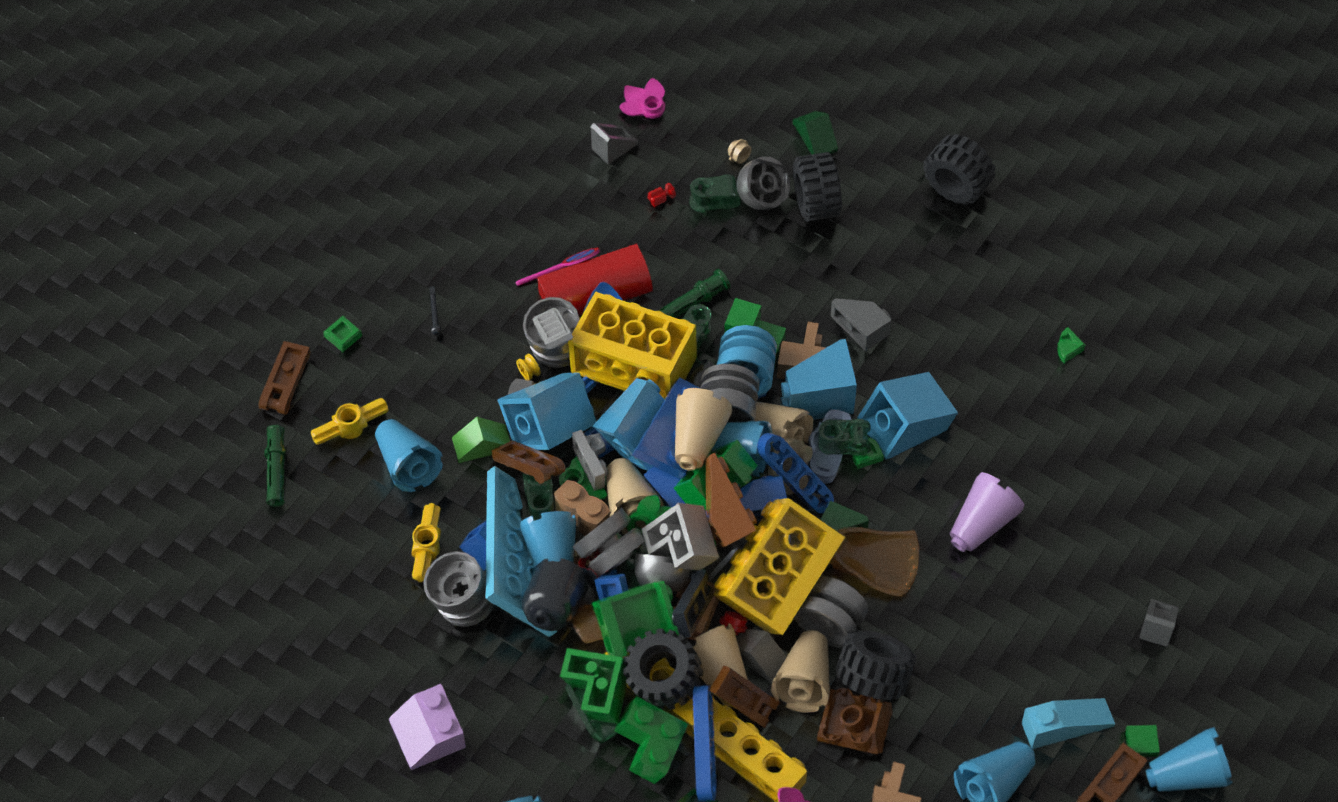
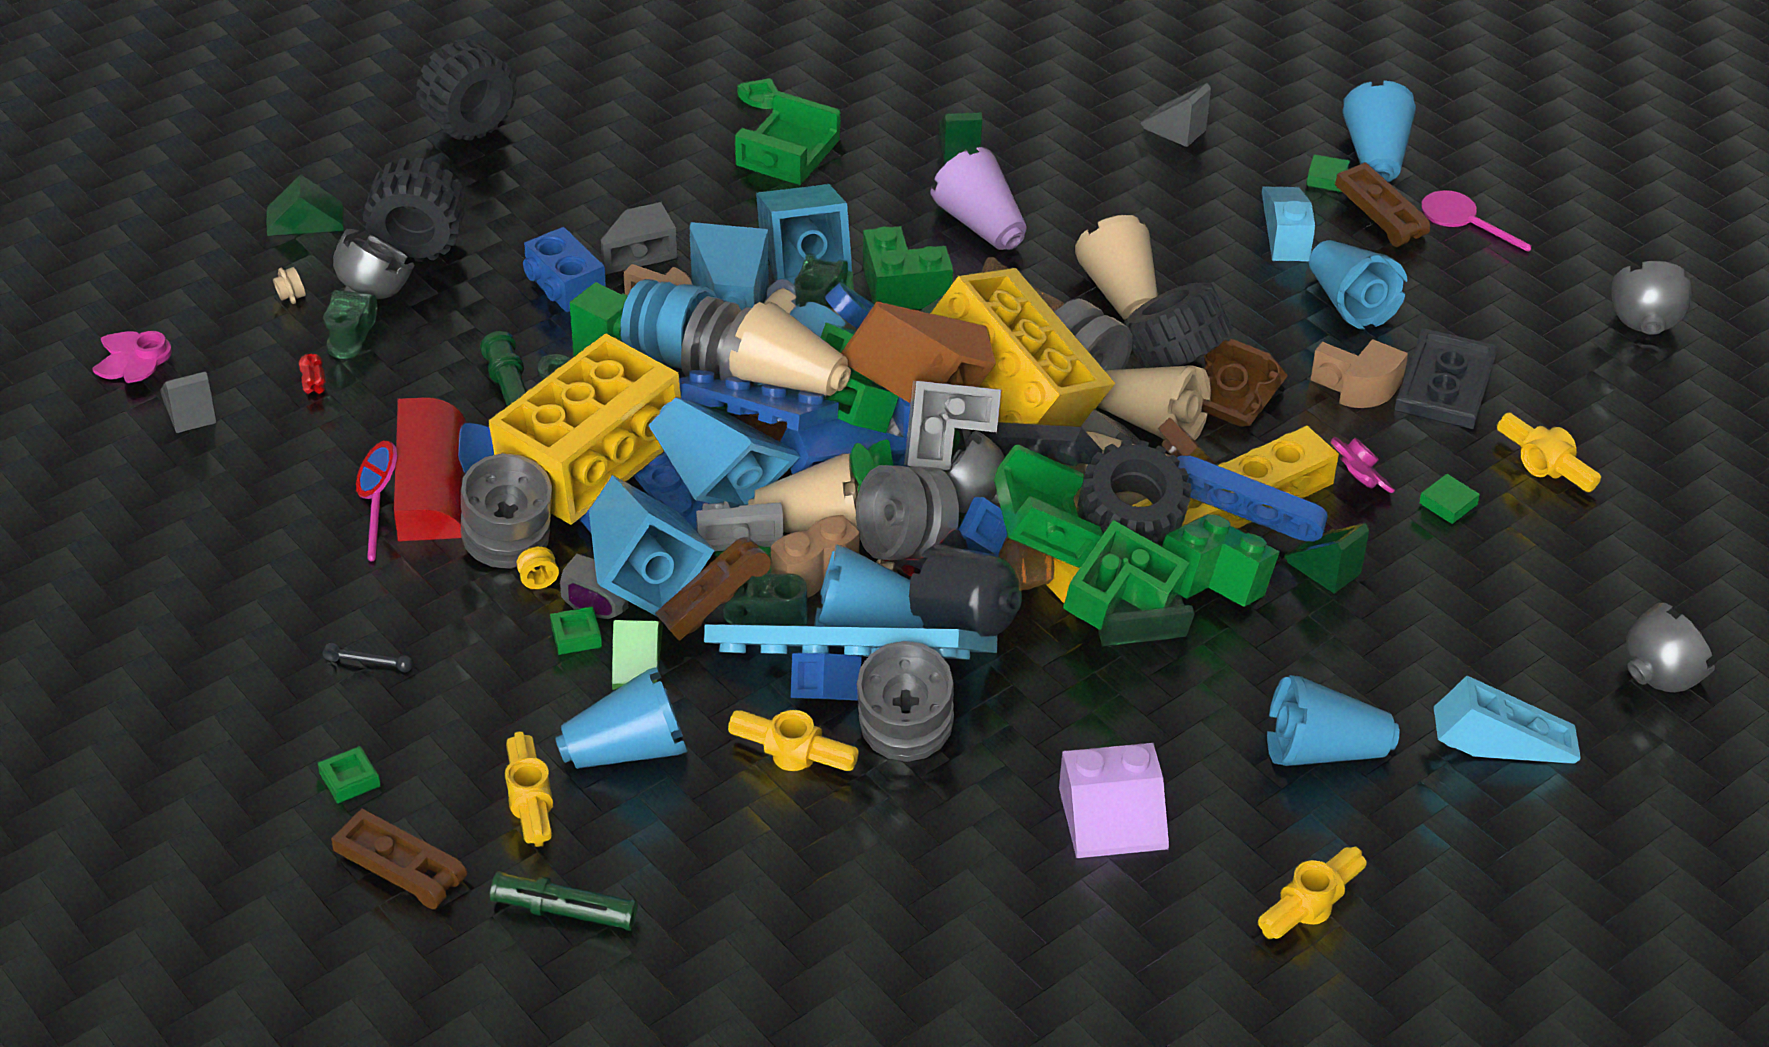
camera: 75 degrees left, 15 degrees down
(487, 404) = (575, 630): none -> green tile
(552, 328) = (513, 488): light grey slope -> none
(815, 292) = (561, 266): none -> blue brick
(883, 484) = (902, 275): none -> green brick
(941, 620) = (1120, 262): none -> tan cone
(1015, 378) = (790, 139): none -> green panel
(1067, 481) = (960, 133): none -> dark green slope

